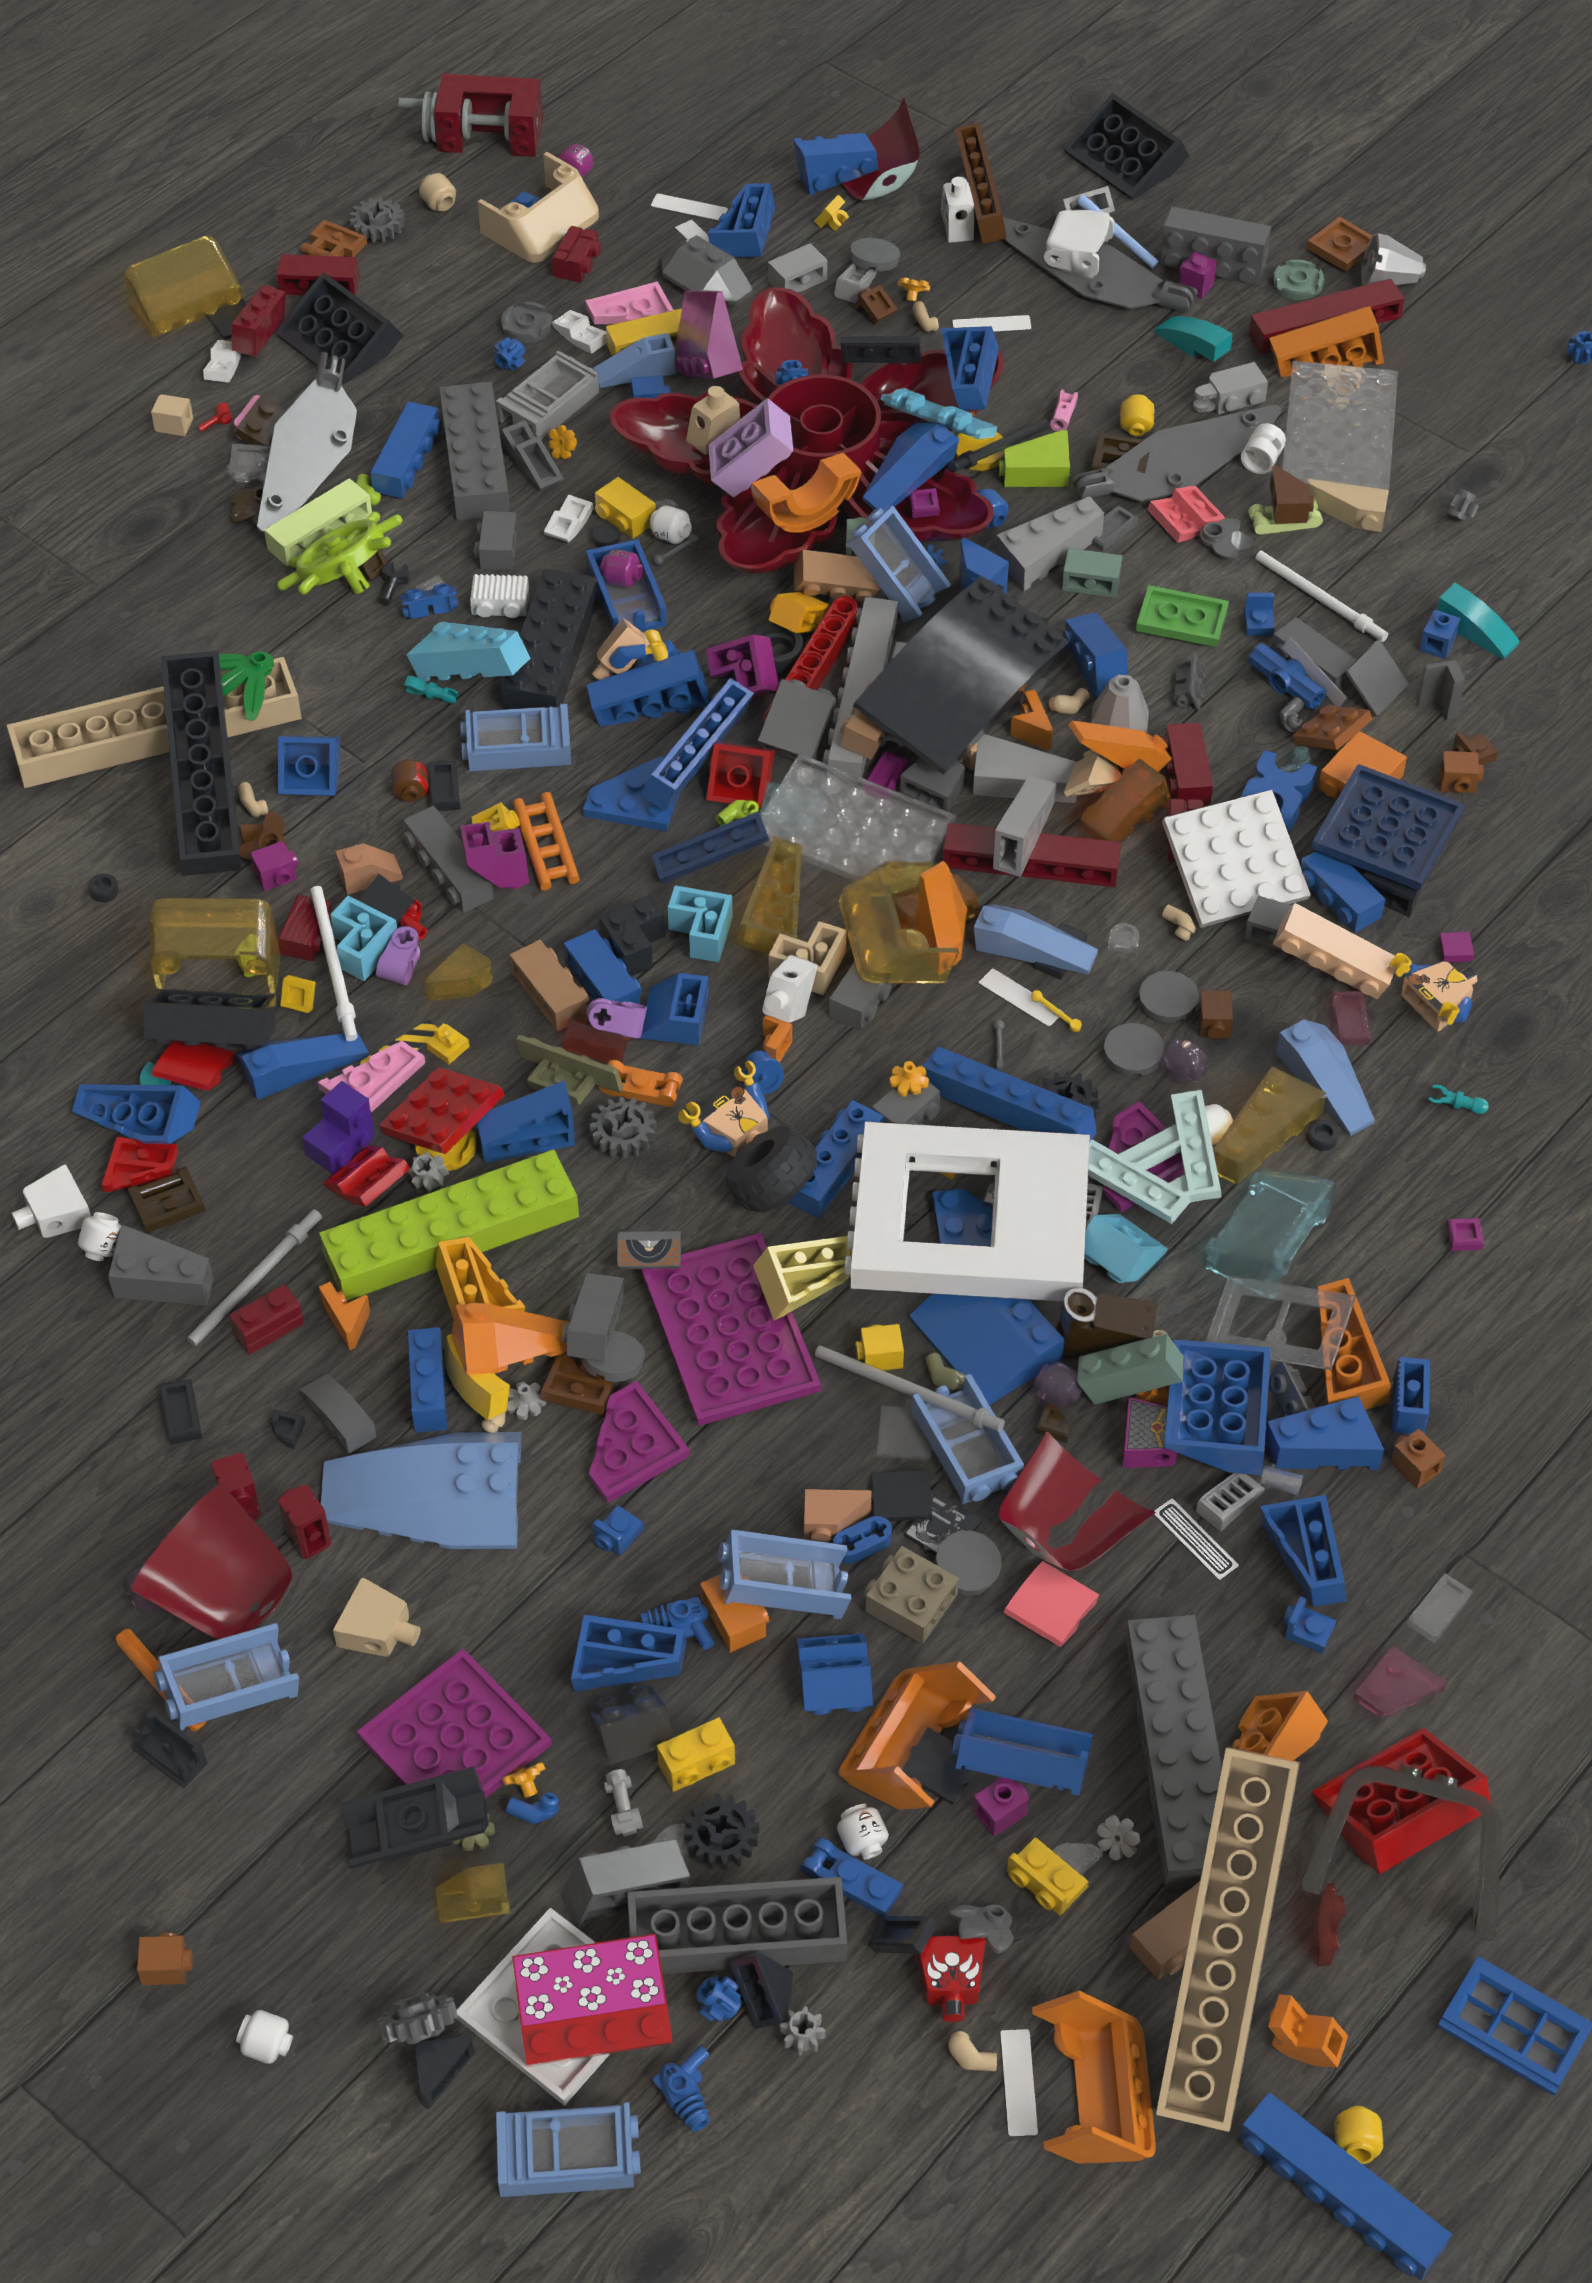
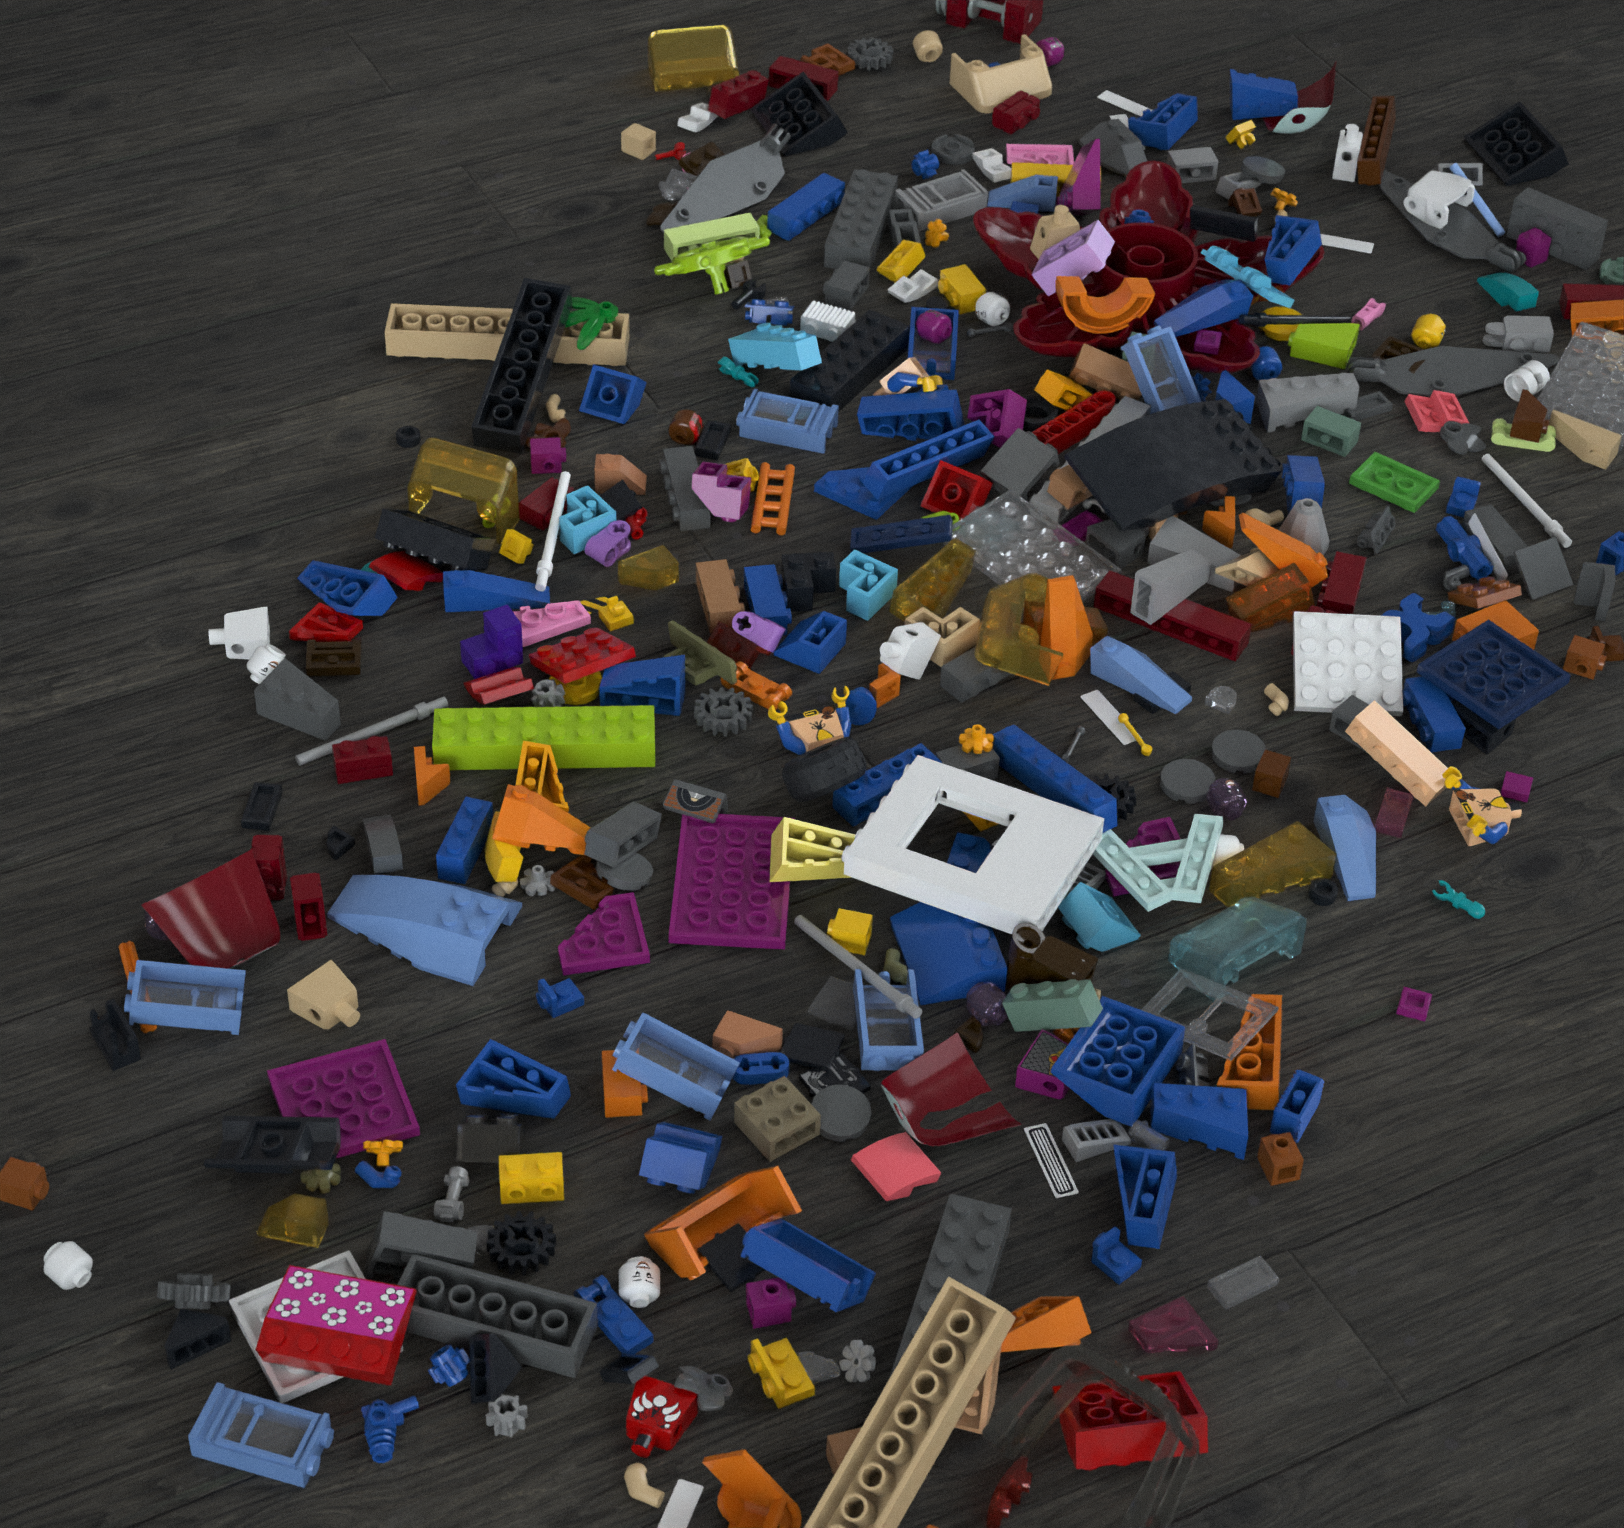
camera: 20 degrees right, 10 degrees down
(542, 490) = (902, 260): none -> yellow slope
(683, 1615) = (579, 1076): blue piece -> none

